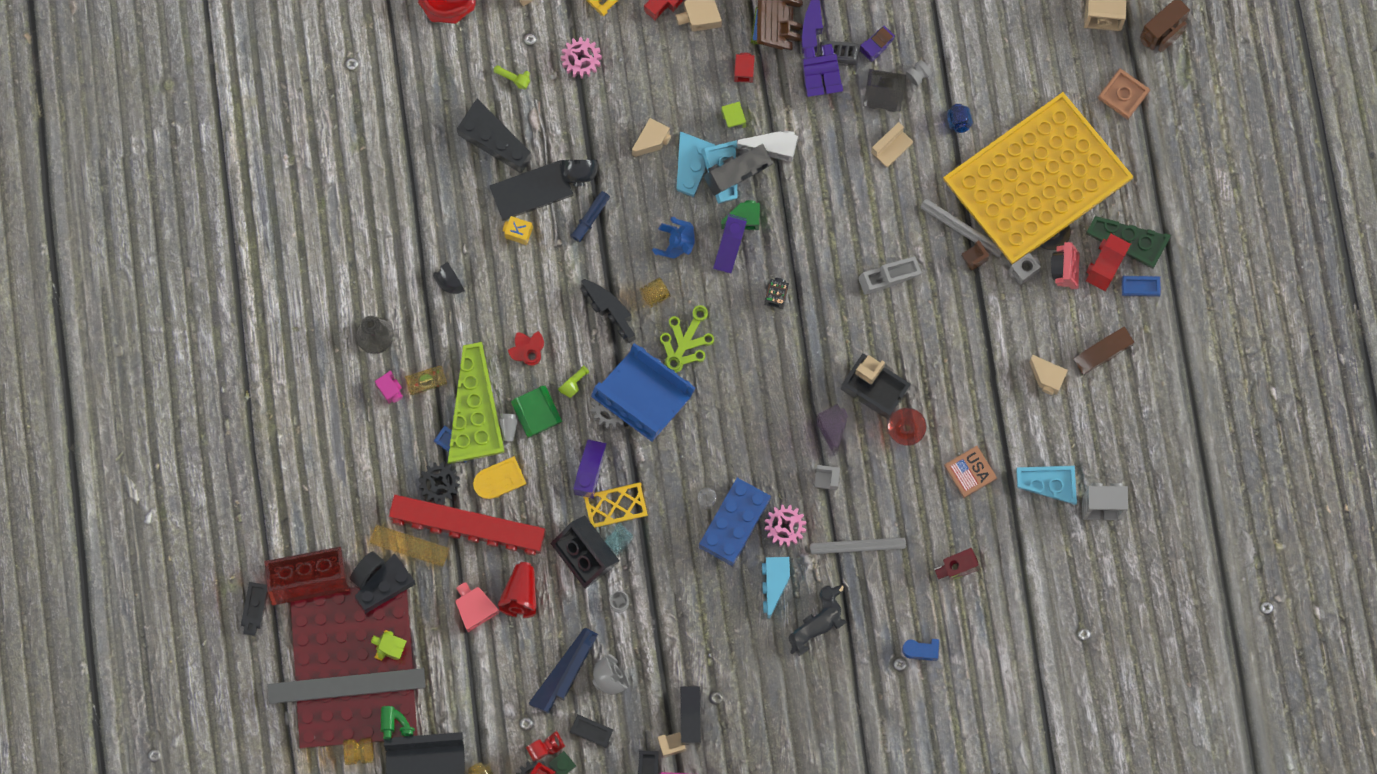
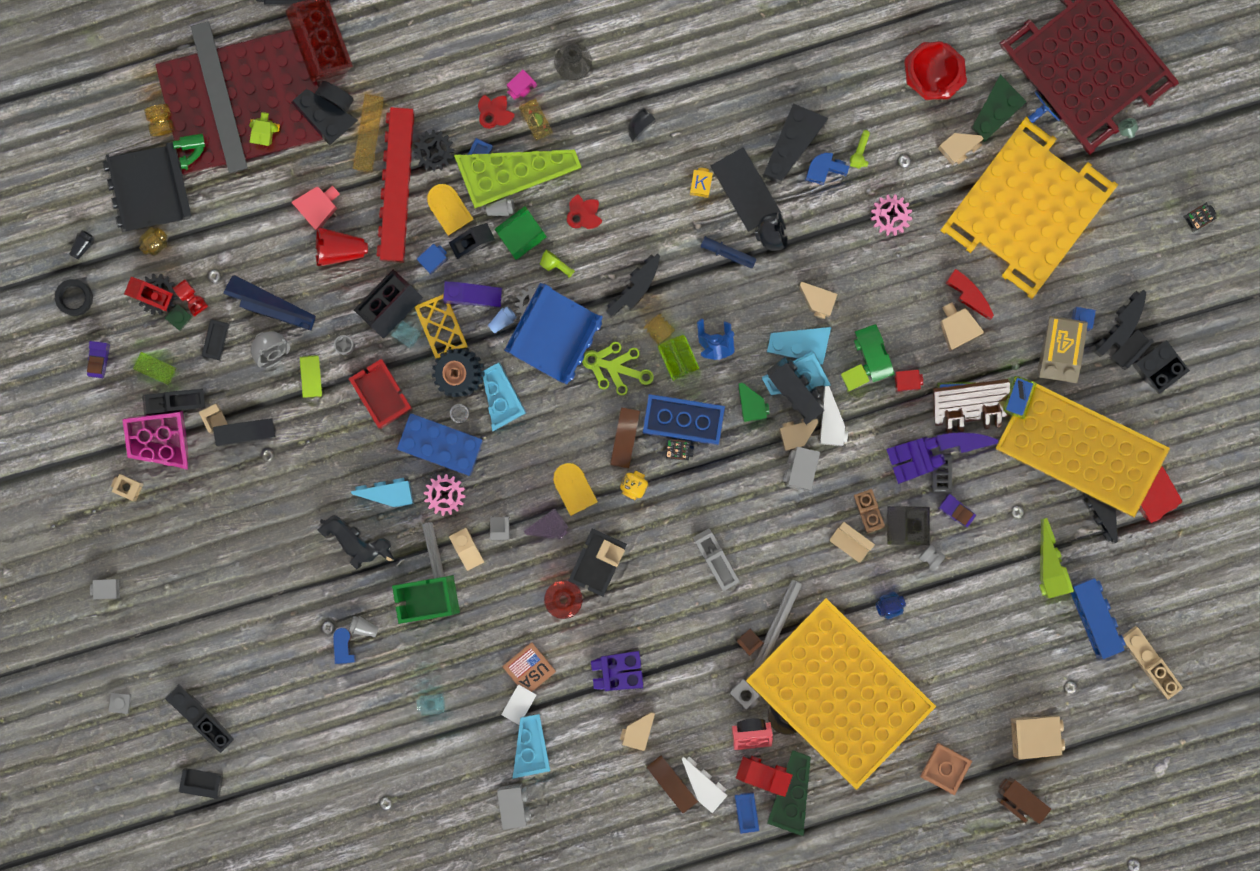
camera: 80 degrees right, 10 degrees up
(409, 416) = (496, 110): none -> red plate
(521, 114) = (821, 165): none -> blue brick
(536, 460) = (471, 240): none -> black slope
(547, 500) = (432, 258): none -> blue brick
(619, 442) = (502, 319): none -> light blue cone
(644, 639) = (310, 376): none -> lime slope
(666, 491) = (458, 372): none -> black wheel
(672, 573) = (380, 394): none -> red piece
(685, 280) = (678, 357): none -> clear neon green panel
(696, 456) = (501, 396): none -> medium azure wing
(706, 95) = (874, 354): none -> green brick
(730, 243) = (721, 395): dark purple slope -> none
(748, 282) = (683, 419): none -> blue brick
(756, 342) = (625, 437): none -> reddish brown slope
(780, 181) = (797, 434): none -> tan slope
(798, 401) = (573, 488): none -> yellow window
(804, 340) = (634, 485): none -> yellow head
(815, 175) = (802, 469): none -> light grey piece
(841, 513) = (466, 549): none -> tan slope
(864, 125) = (869, 511): none -> medium nougat slope
(887, 557) = (426, 599): none -> green piece
(904, 628) = (362, 627): none -> light grey cone
(967, 564) = (435, 677): dark red torso -> none
(986, 391) = (613, 674): none -> dark purple hips
(994, 564) = (438, 708): none -> clear light blue brick
(1004, 487) = (518, 704): none -> white sticker
(1112, 320) = (706, 791): none -> white slope

